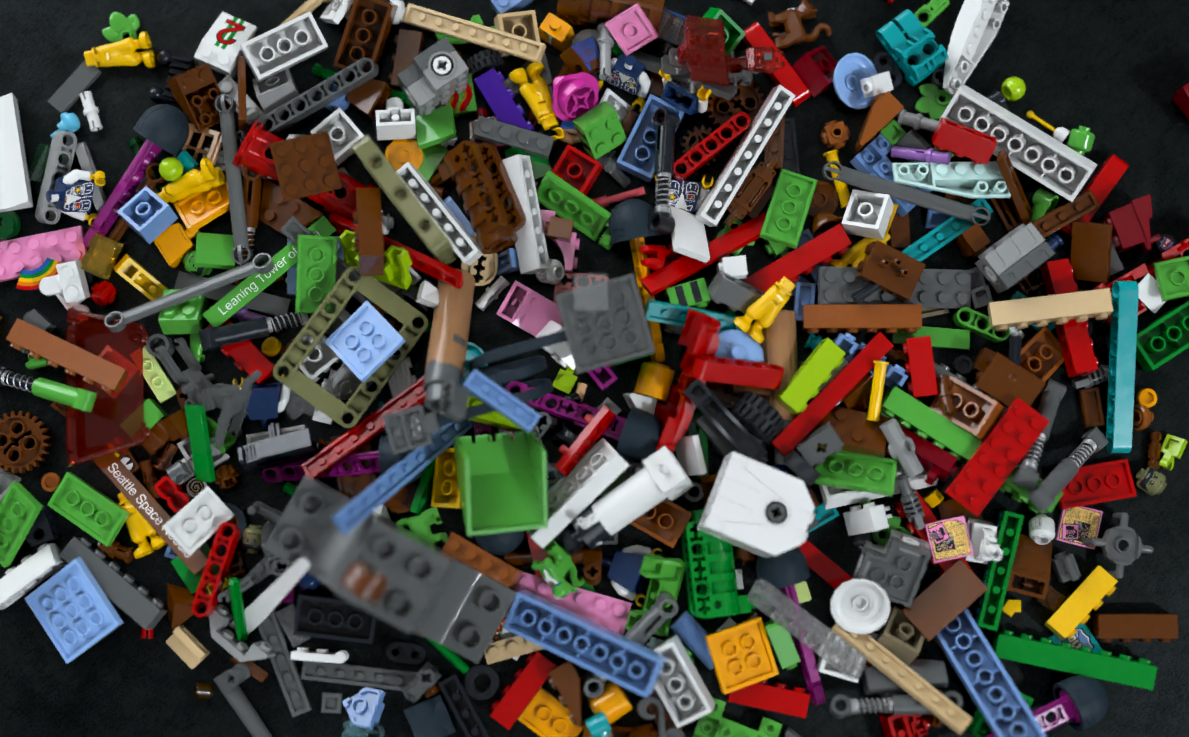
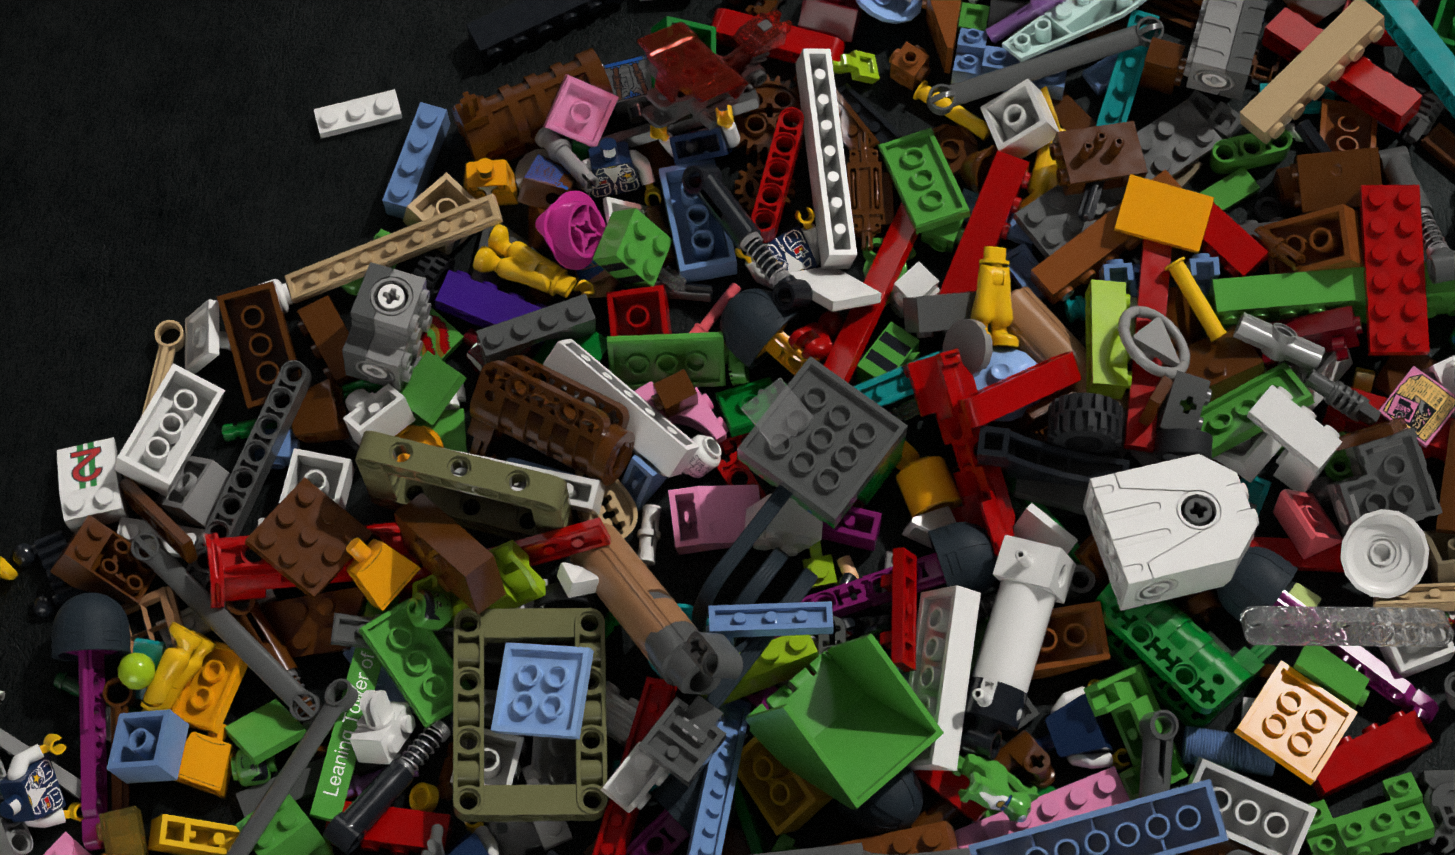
camera: 30 degrees left, 15 degrees down
(272, 296) = (381, 728): none -> white brick
(331, 211) = (379, 571): none -> light orange torso
(341, 252) = (431, 609): none -> bright green head
(372, 425) = (633, 780): none -> white bracket
(598, 261) = (733, 399): none -> green plate
(733, 325) = (973, 344): none -> light grey tile
(804, 434) = (1156, 401): none -> reddish brown tile
(808, 113) = (860, 64): none -> lime plate
(831, 400) = (1154, 342): none -> light grey piece
(838, 553) = (1305, 522): none -> coral slope
(868, 504) = (1295, 428): none -> white brick
(898, 330) = (1164, 214): none -> light orange tile
(909, 535) = (1372, 433): none -> reddish brown tile

